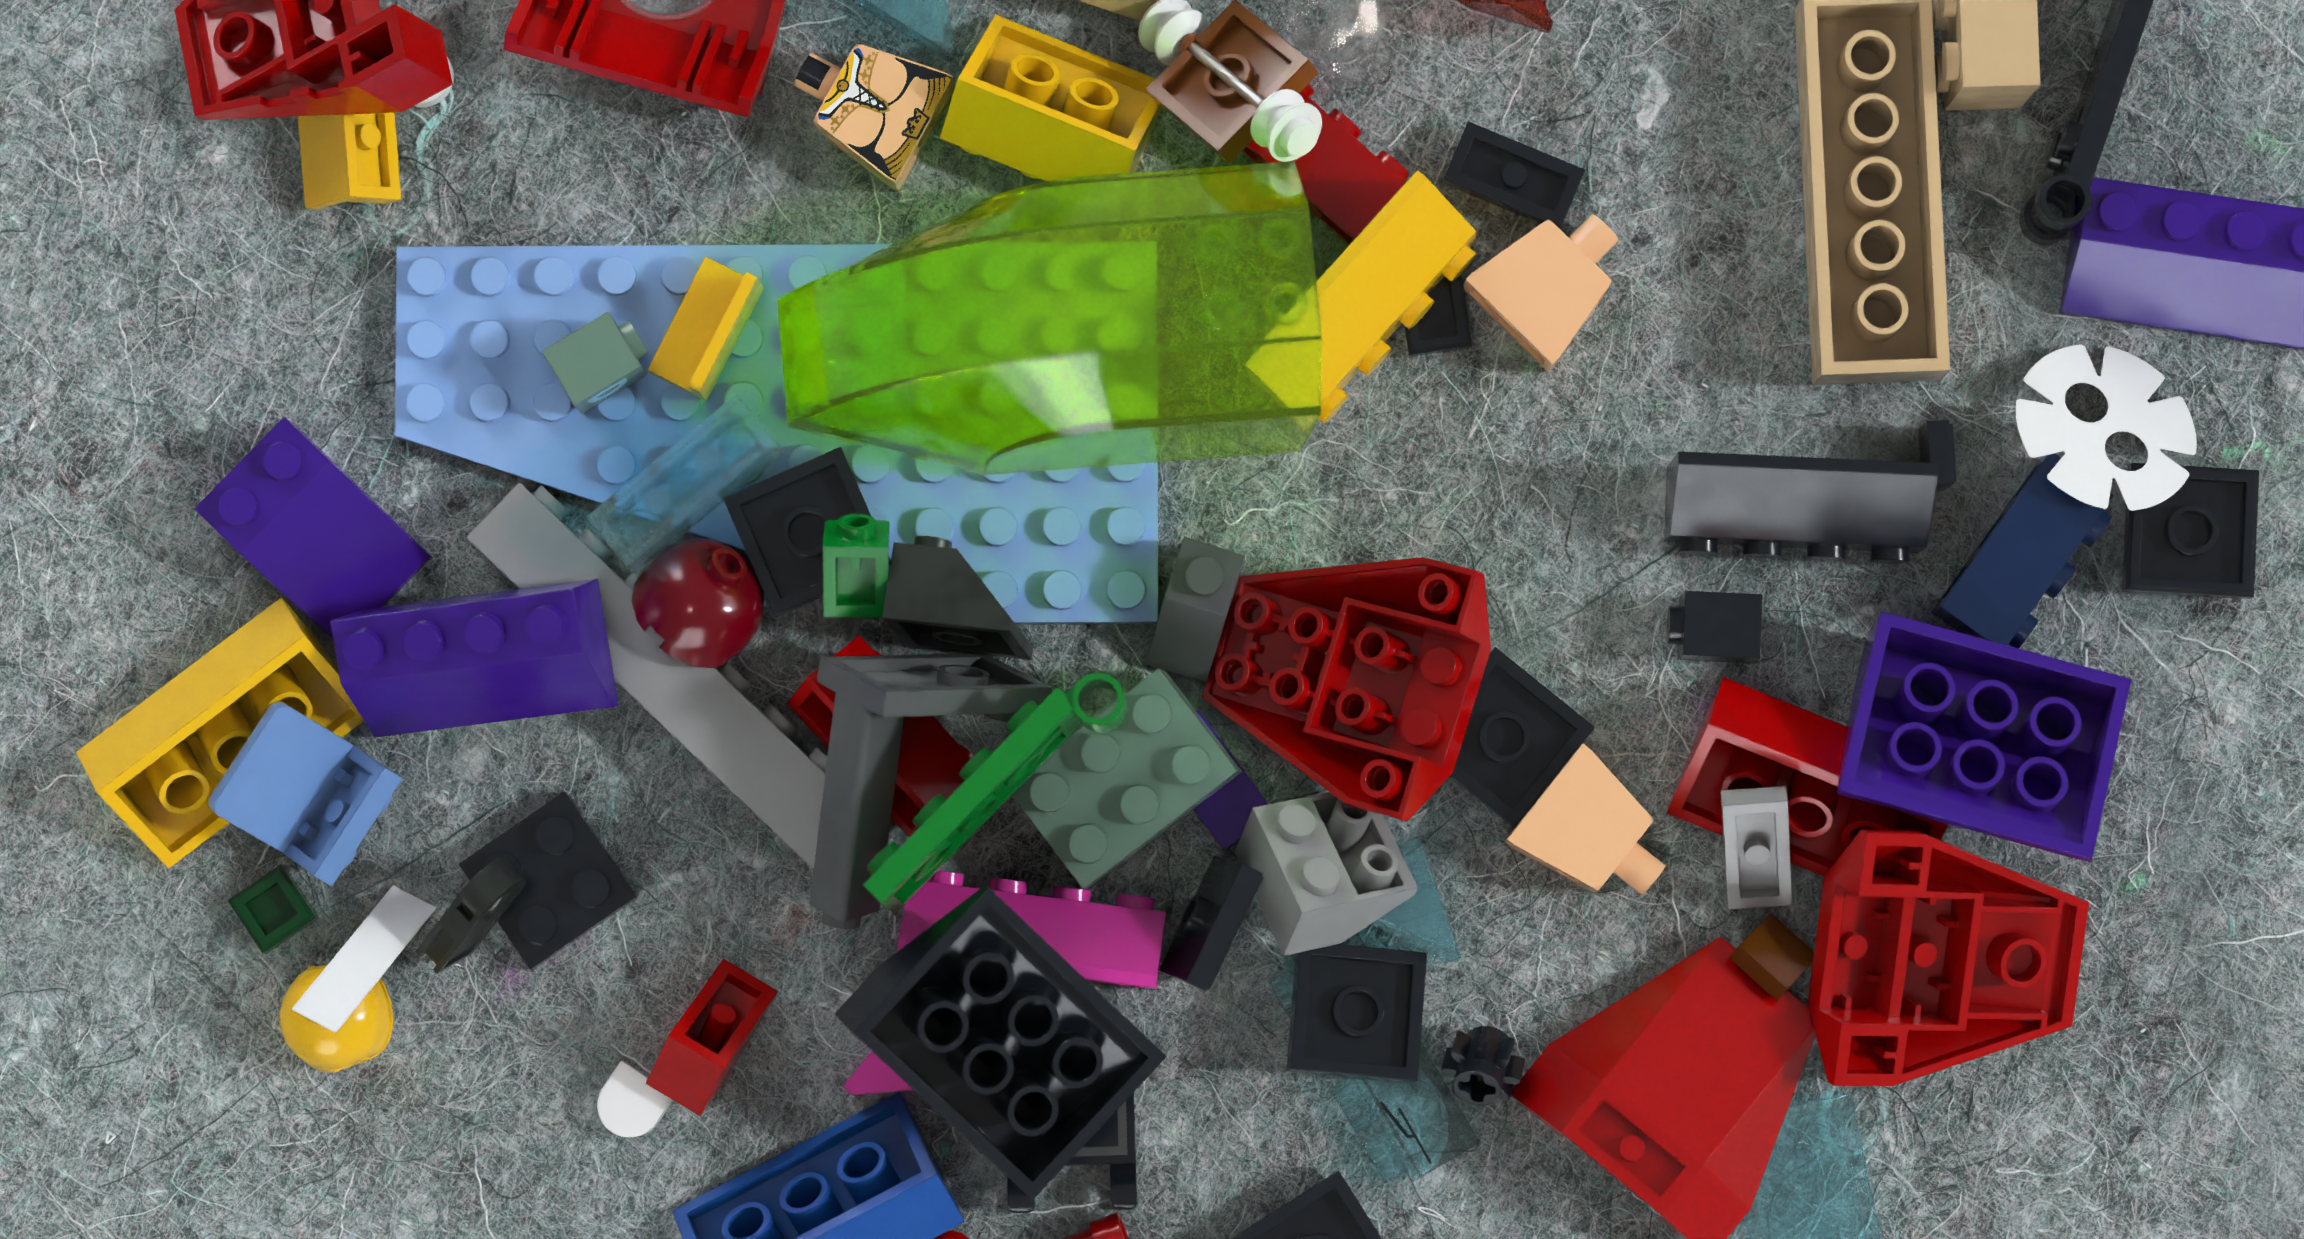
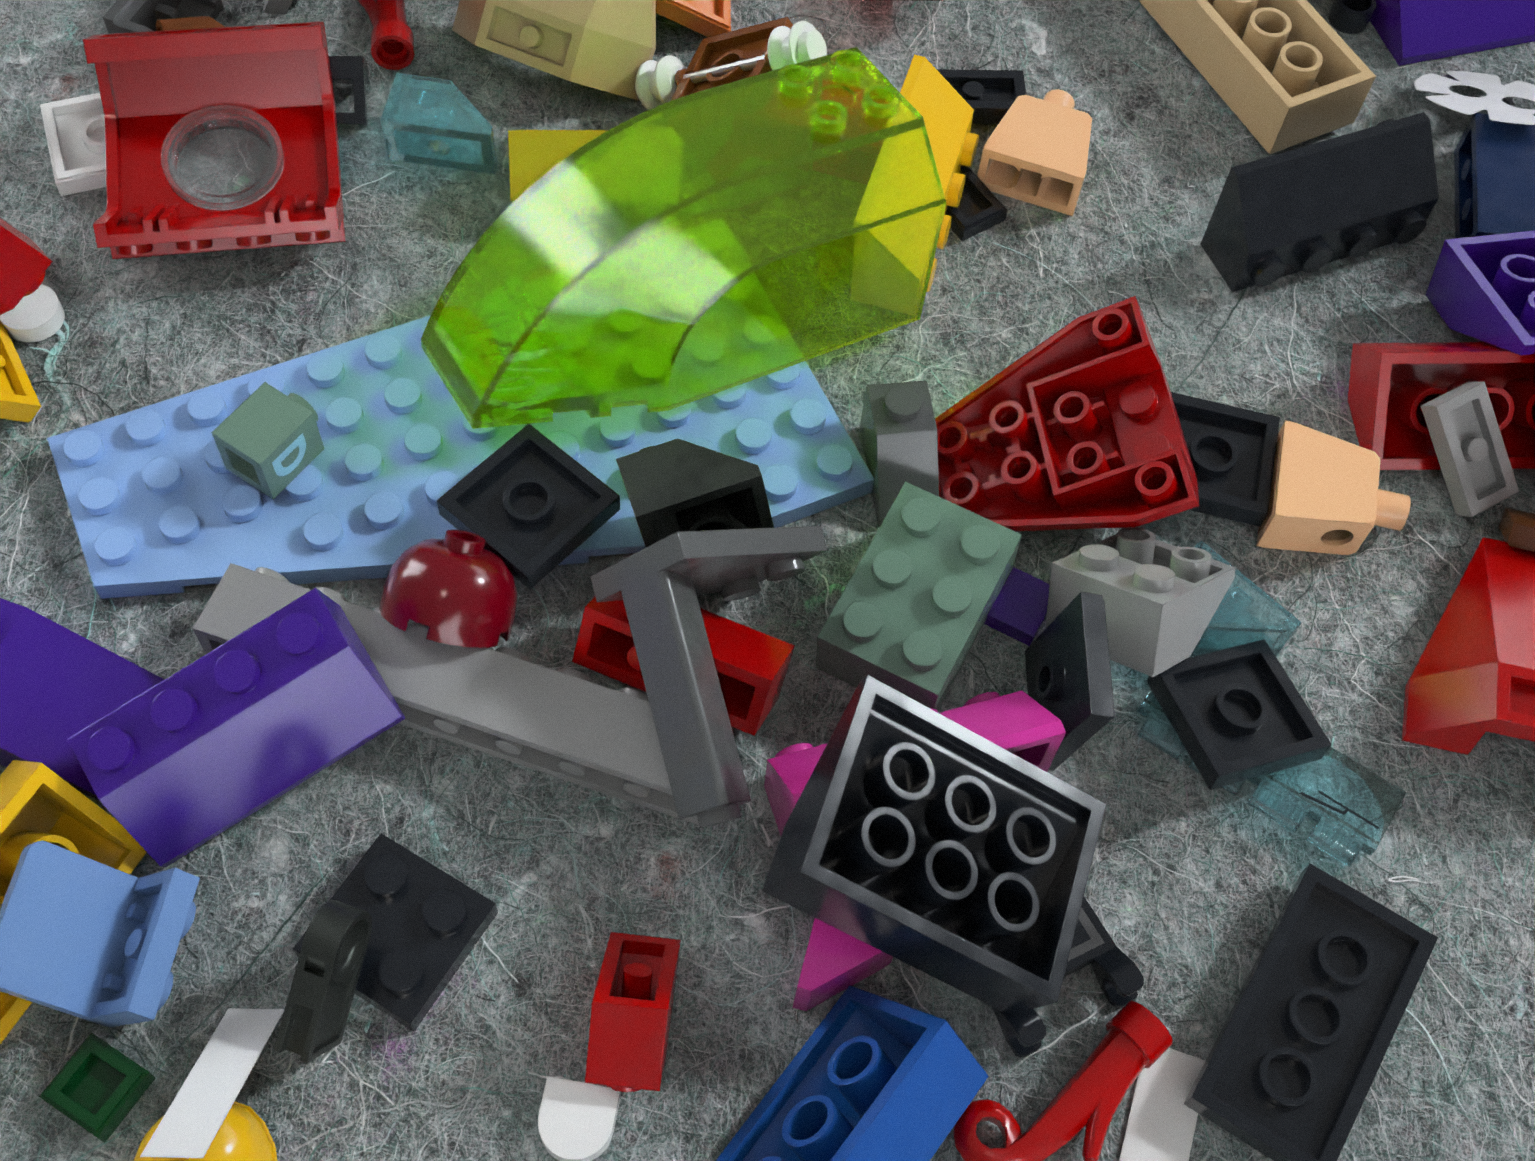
camera: 35 degrees left, 25 degrees down
(685, 484) = (393, 495): clear light blue brick -> none
(706, 328) = (365, 387): yellow panel -> none
(855, 566) = (591, 498): green bracket -> none
(877, 108) = (444, 200): torso -> none
(987, 785) = (859, 507): green hinge -> none
(1483, 1065) = (1373, 714): black gear -> none
(1716, 626) = (1321, 317): black brick -> none

